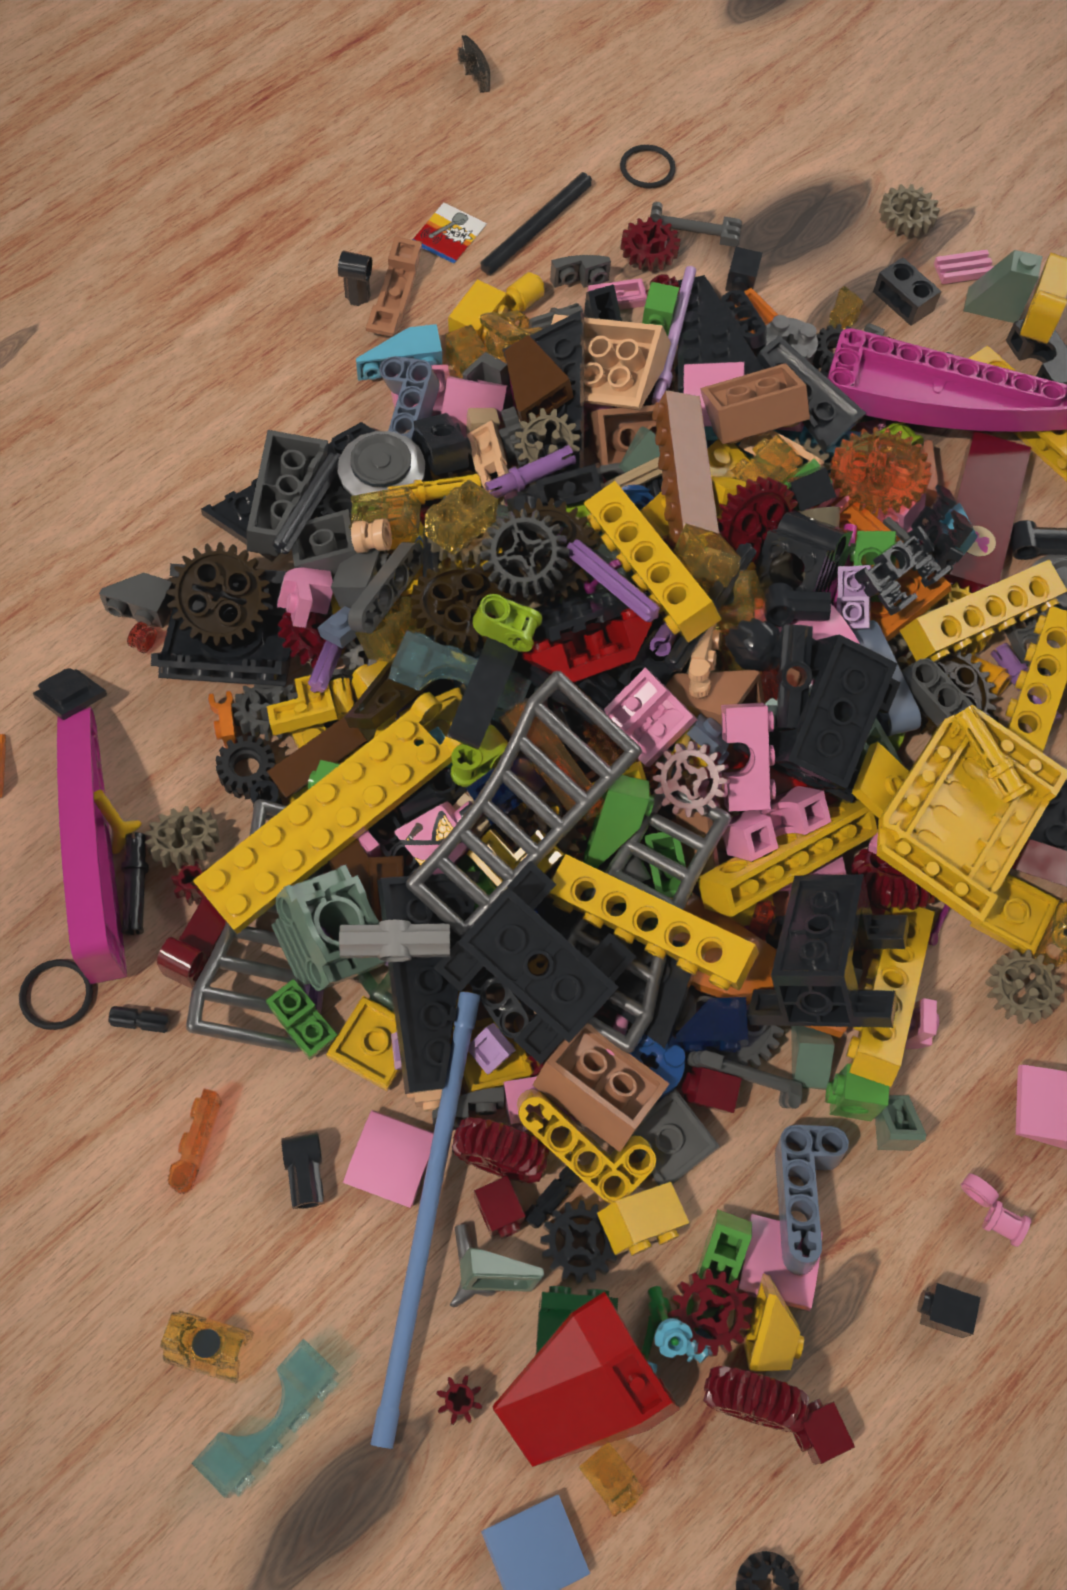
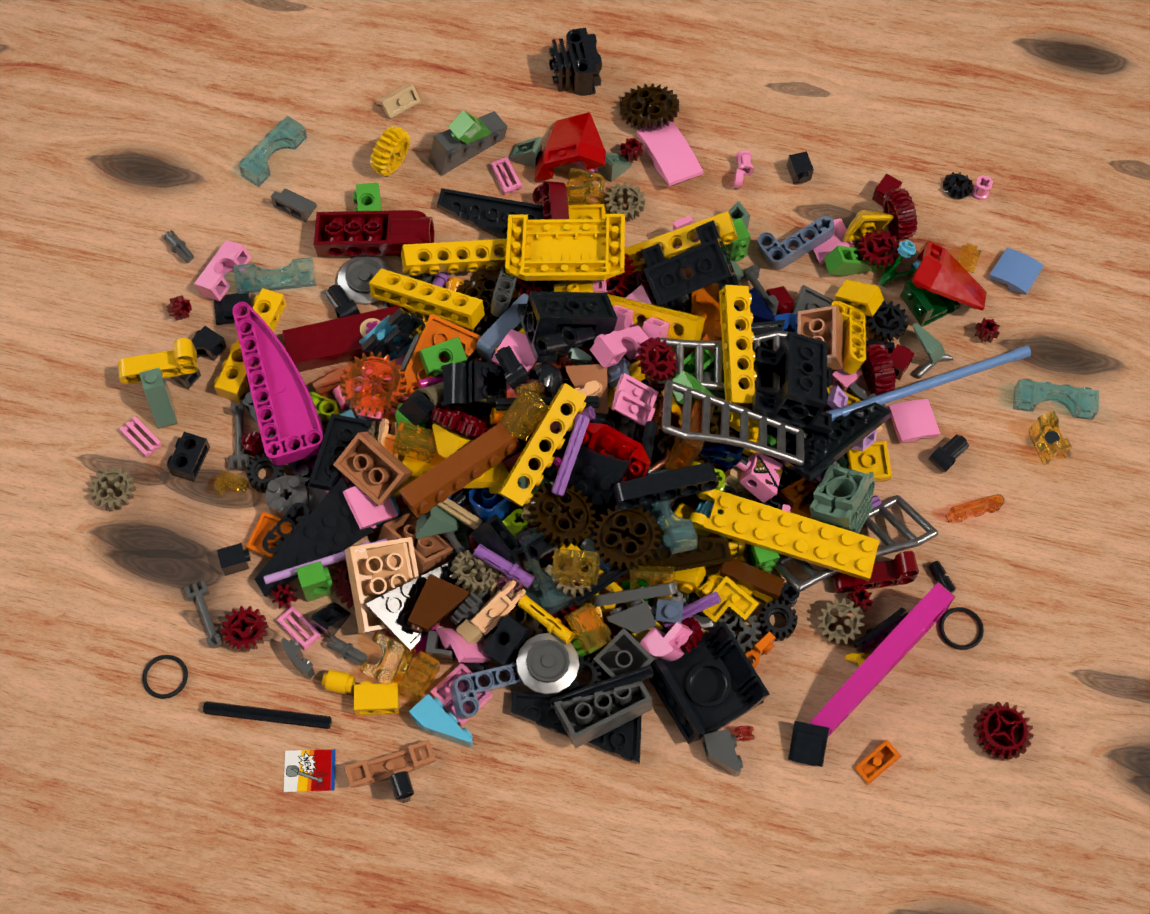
camera: 120 degrees left, 0 degrees up
(228, 568) = (699, 691): dark brown gear -> none
(301, 1019) = (886, 496): bright green slope -> none
(371, 535) = (609, 614): light nougat wheel -> none
(394, 941) = (836, 448): light grey piece -> none
(474, 63) = (132, 858): clear smoke slope -> none
(509, 622) = (641, 484): lime piece -> none
(538, 547) = (574, 501): dark grey gear -> none
(851, 599) = (479, 350): lavender slope -> none
(883, 574) = (434, 335): black piece -> none
(999, 767) = (534, 241): yellow pin -> none

